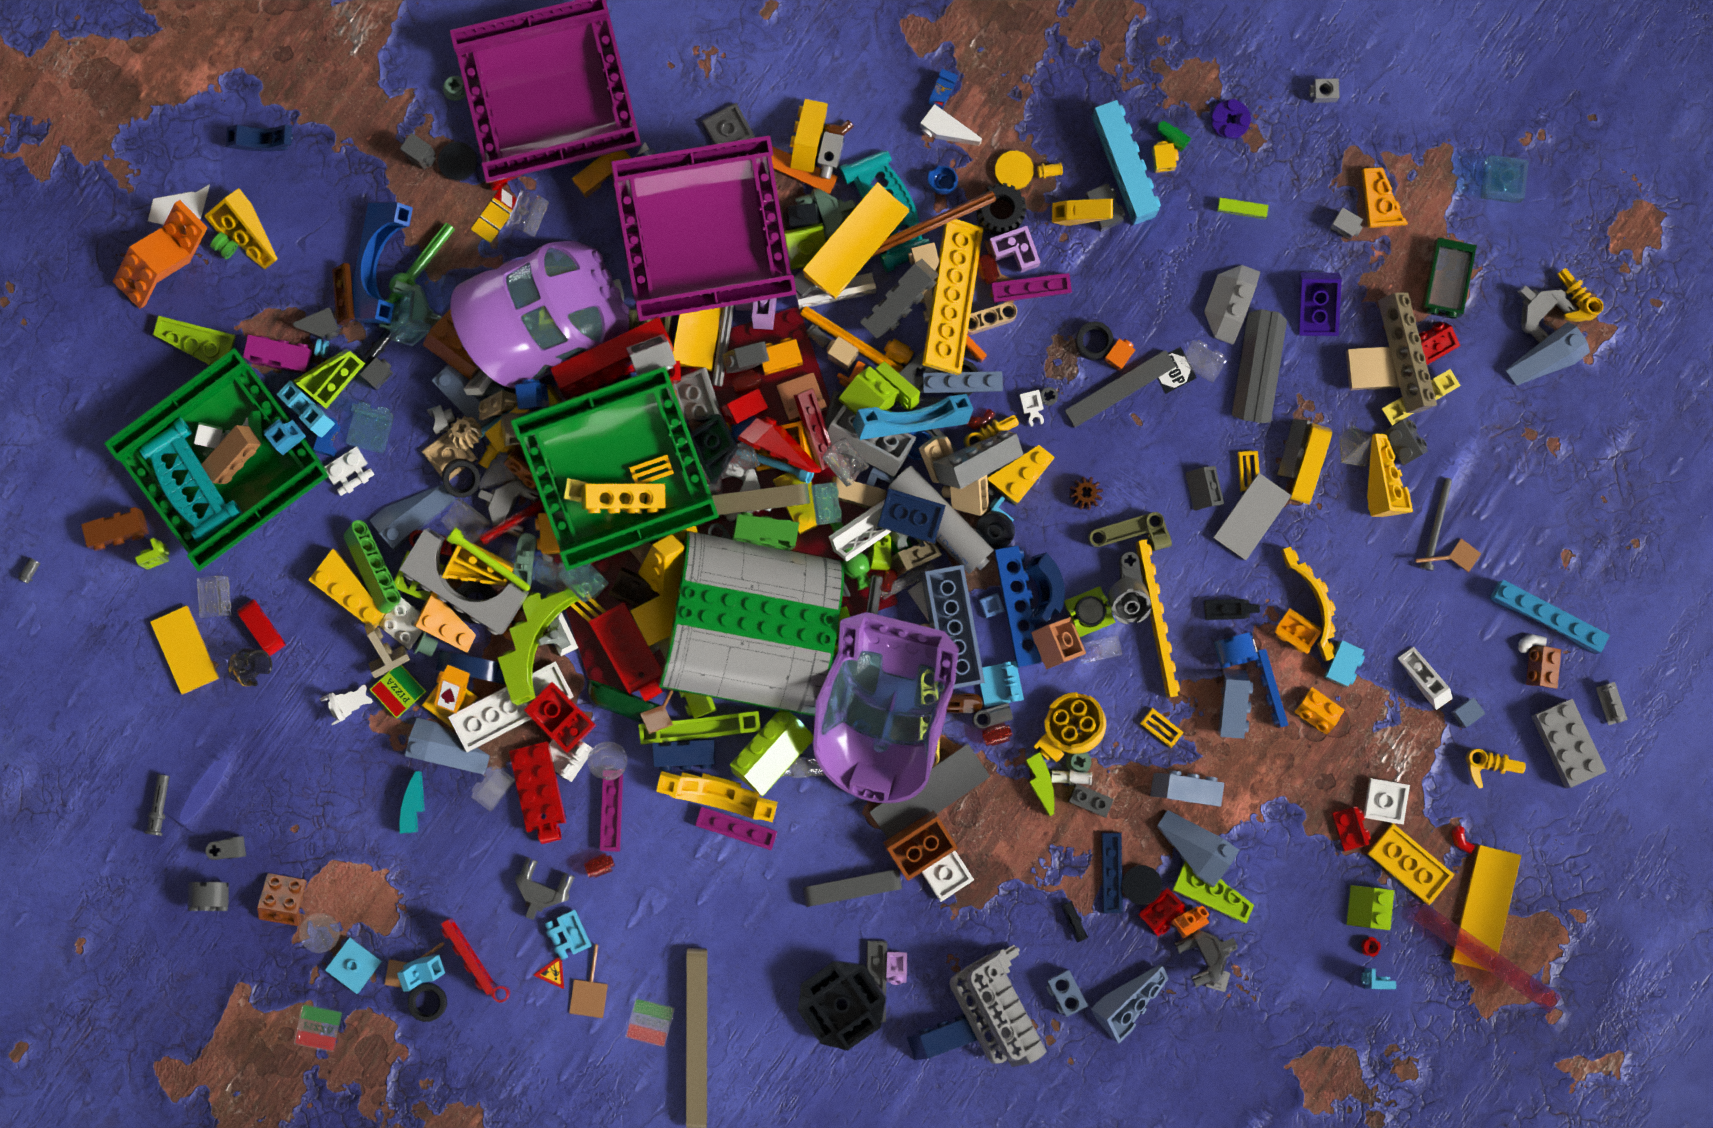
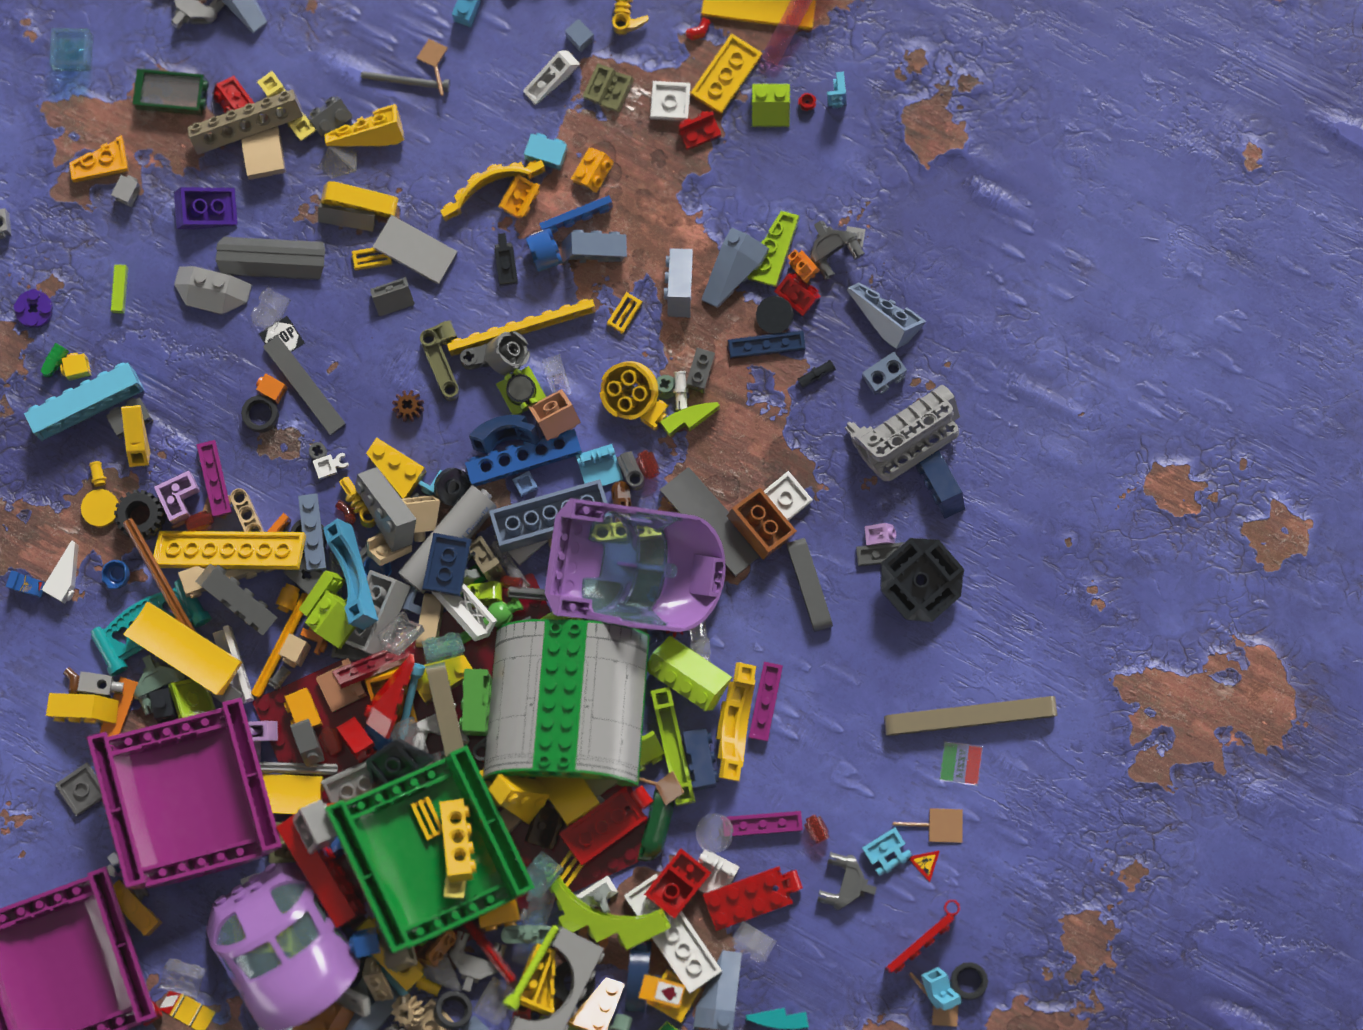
camera: 85 degrees left, 5 degrees down
(1407, 737) = (608, 88): none -> olive slope

